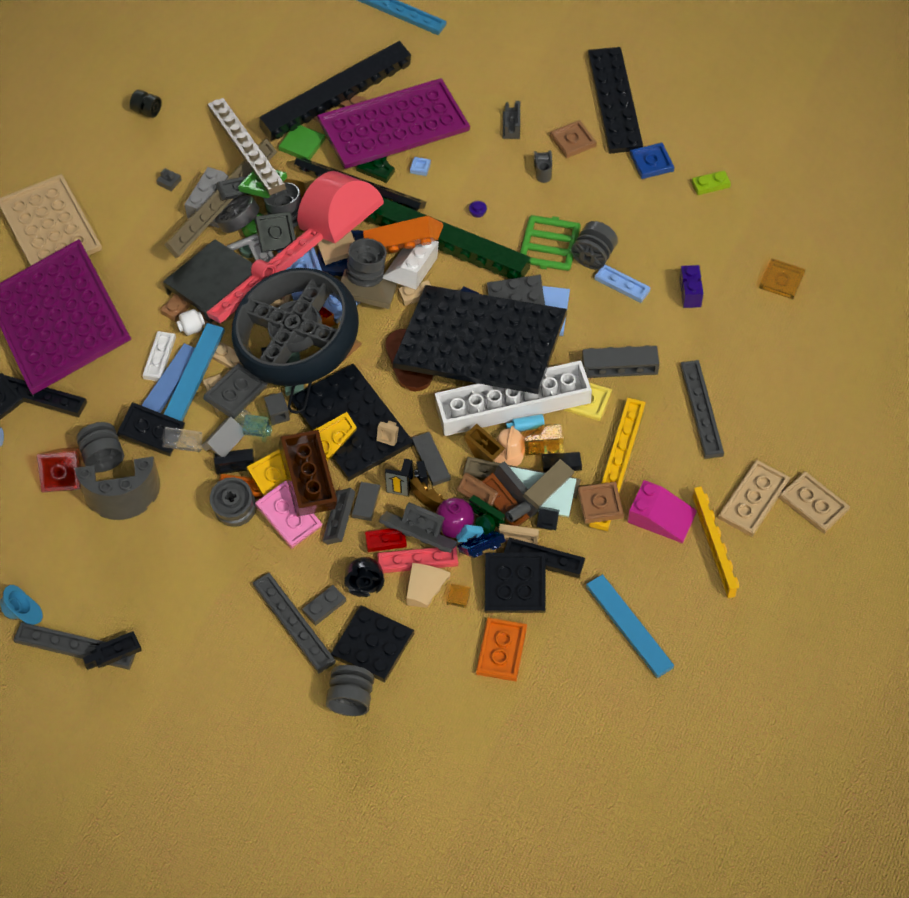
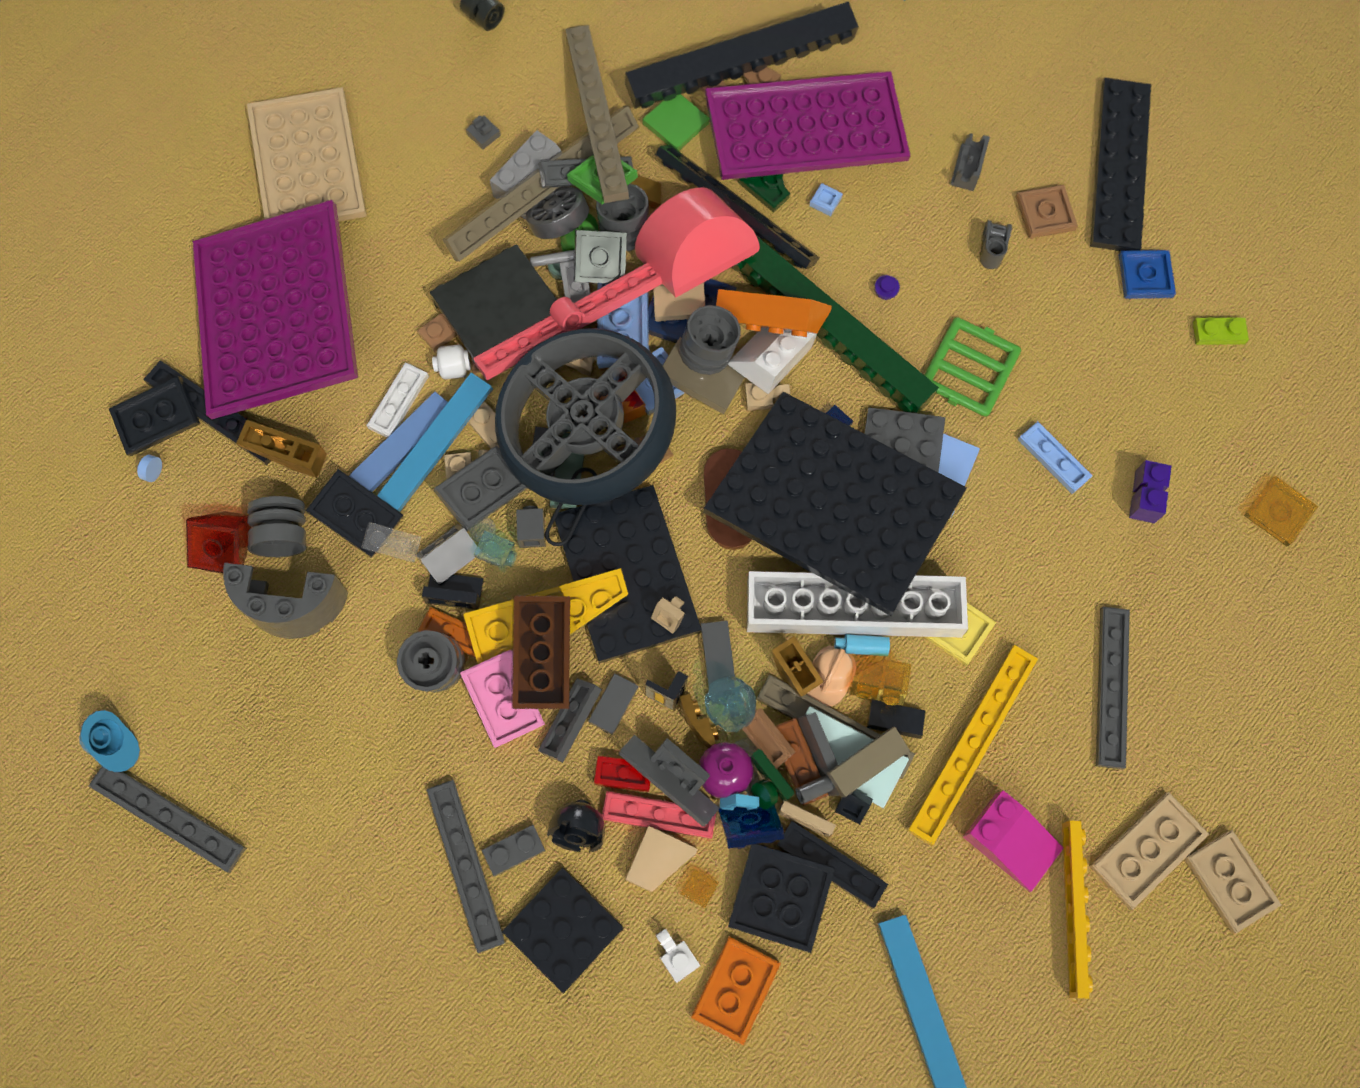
camera: 10 degrees right, 15 degrees up
(90, 399) = (283, 448): none -> pearl gold slope
(112, 651) = (210, 848): black hinge -> none
(350, 690) = (508, 1007): dark grey wheel -> none
(421, 472) = (698, 685): black plate -> none
(446, 475) = (730, 703): none -> clear light blue tile
(455, 640) = (678, 958): none -> white plate
(594, 245) = (1033, 393): dark grey wheel -> none
(600, 502) = (932, 804): medium nougat tile -> none
(620, 361) = (1020, 583): dark grey brick -> none

